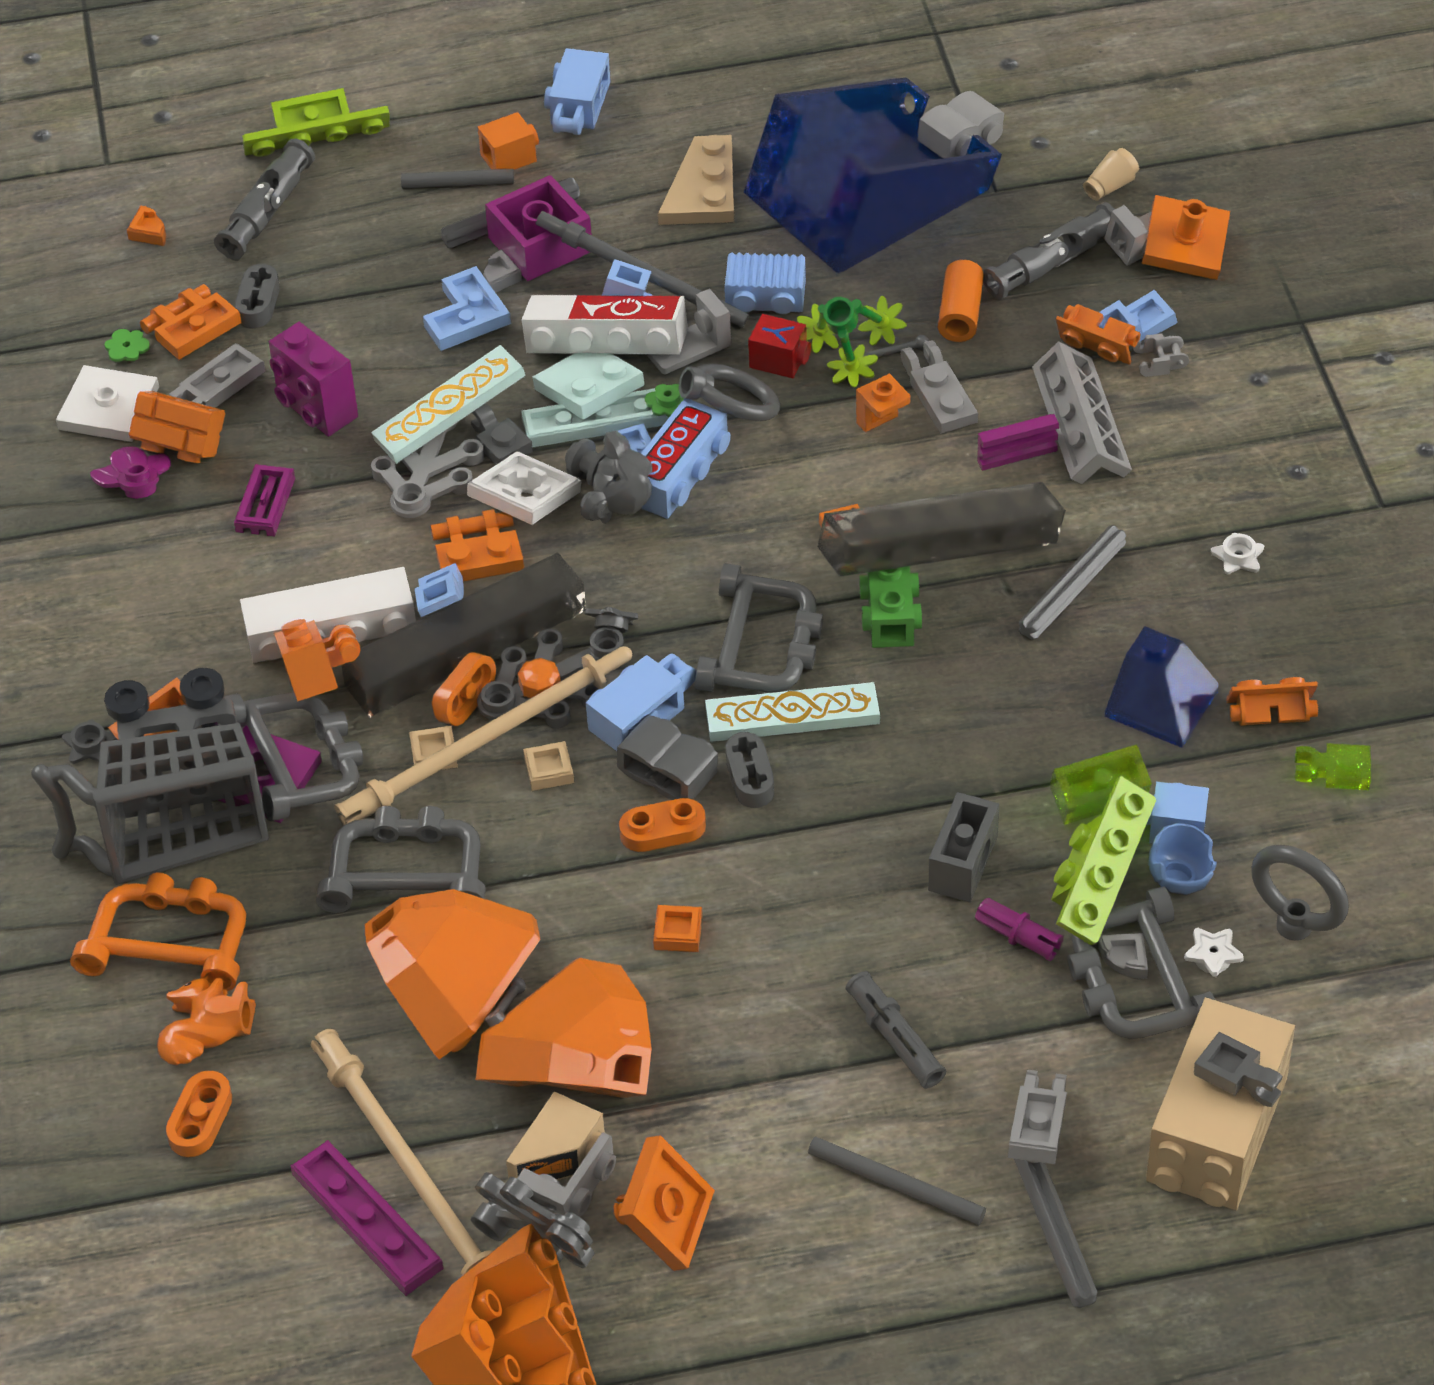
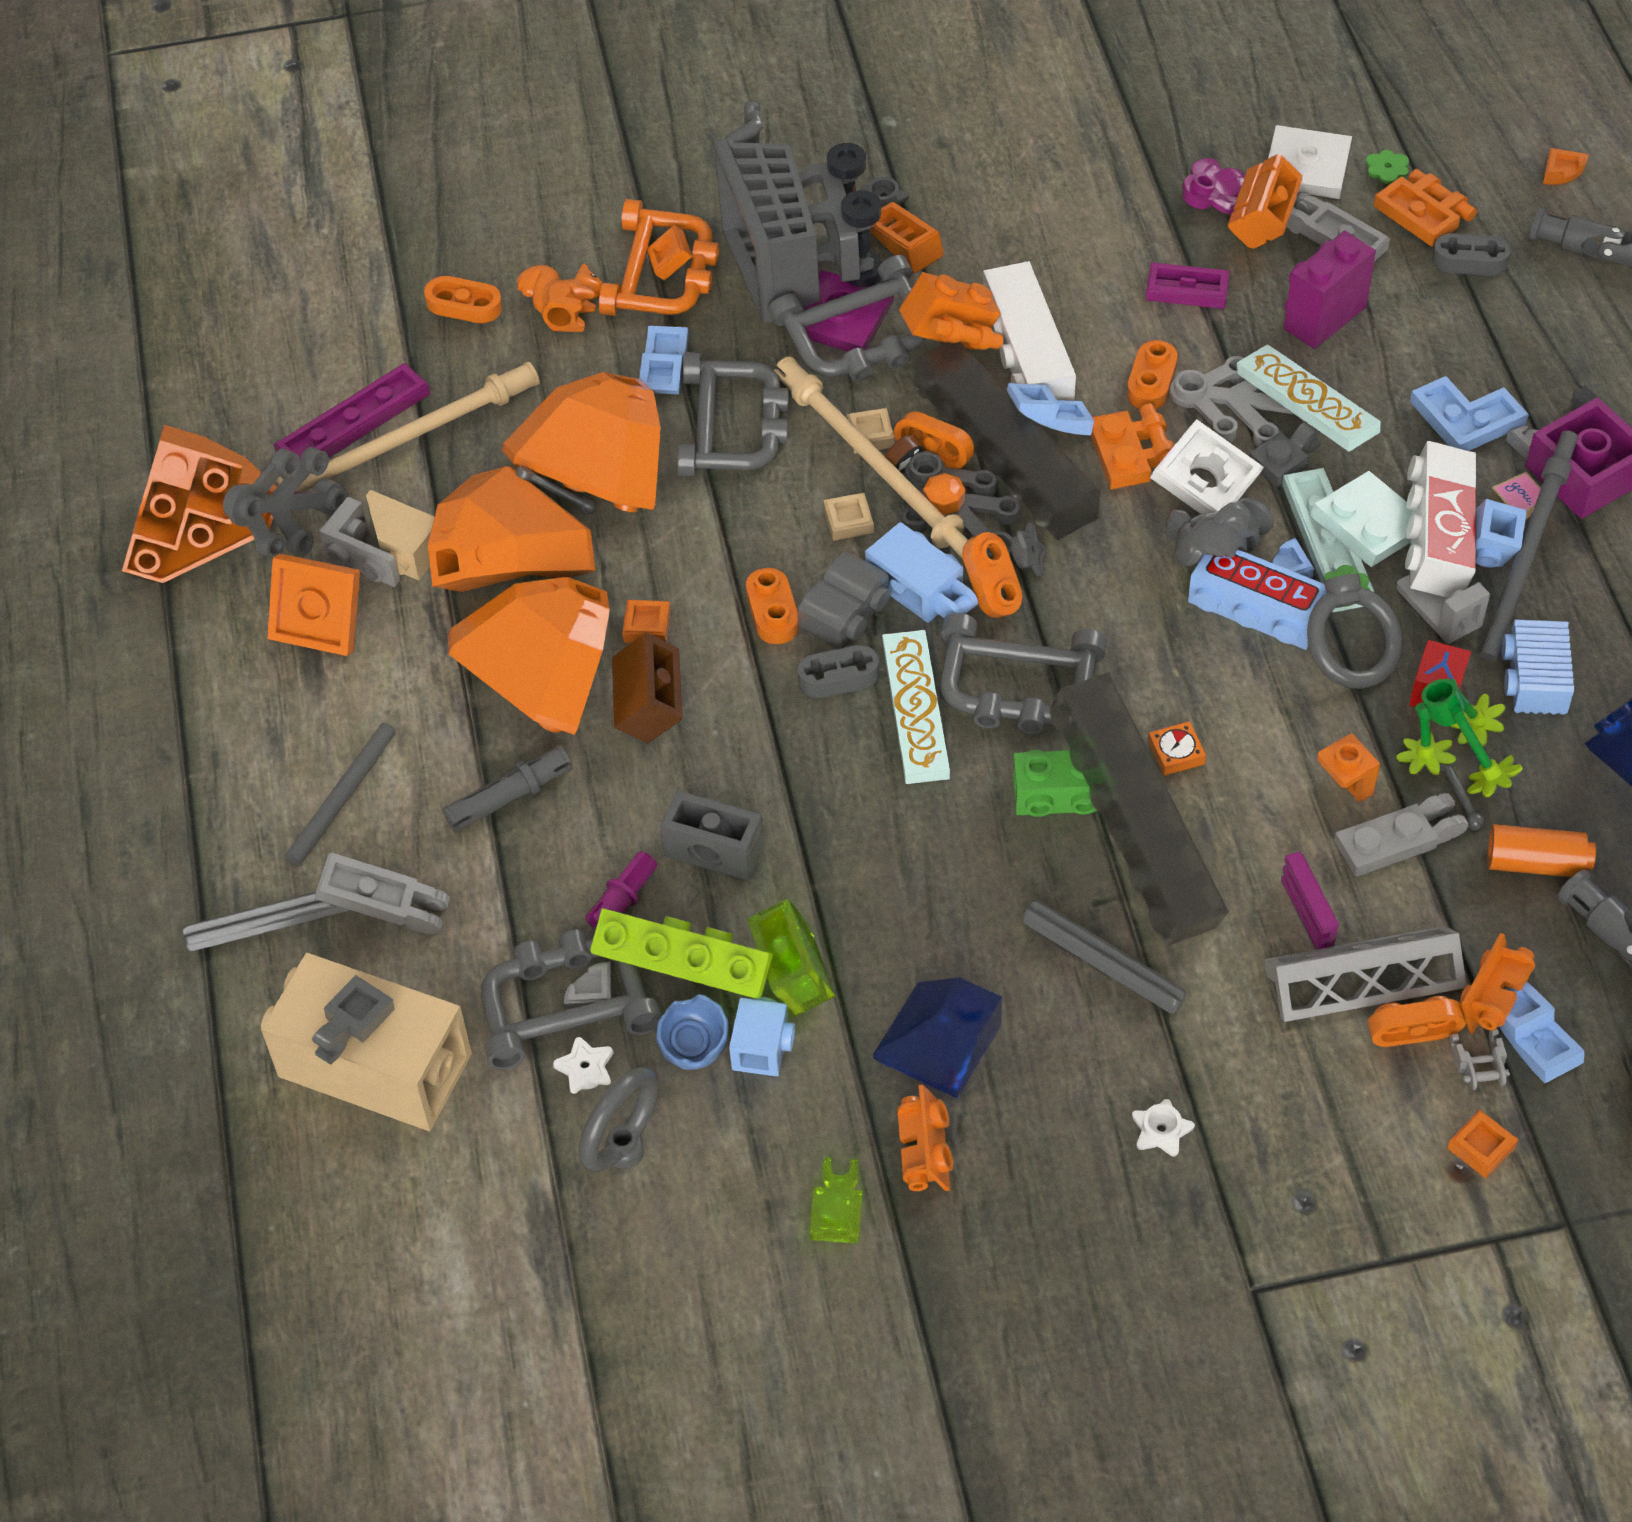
camera: 90 degrees right, 5 degrees up
(158, 918) = (669, 252): none -> orange tile
(307, 926) = (664, 358): none -> light blue slope
(384, 530) = (1152, 374): none -> orange plate
(479, 709) = (903, 451): none -> reddish brown tile
(565, 282) = (1517, 492): none -> bright pink tile
(650, 640) = (991, 575): none -> orange plate
(733, 995) = (537, 647): none -> orange brick
(783, 908) = (646, 688): none -> reddish brown brick
(1135, 391) = (1416, 1022): none -> orange plate
(1238, 360) = (1482, 1144): none -> orange tile

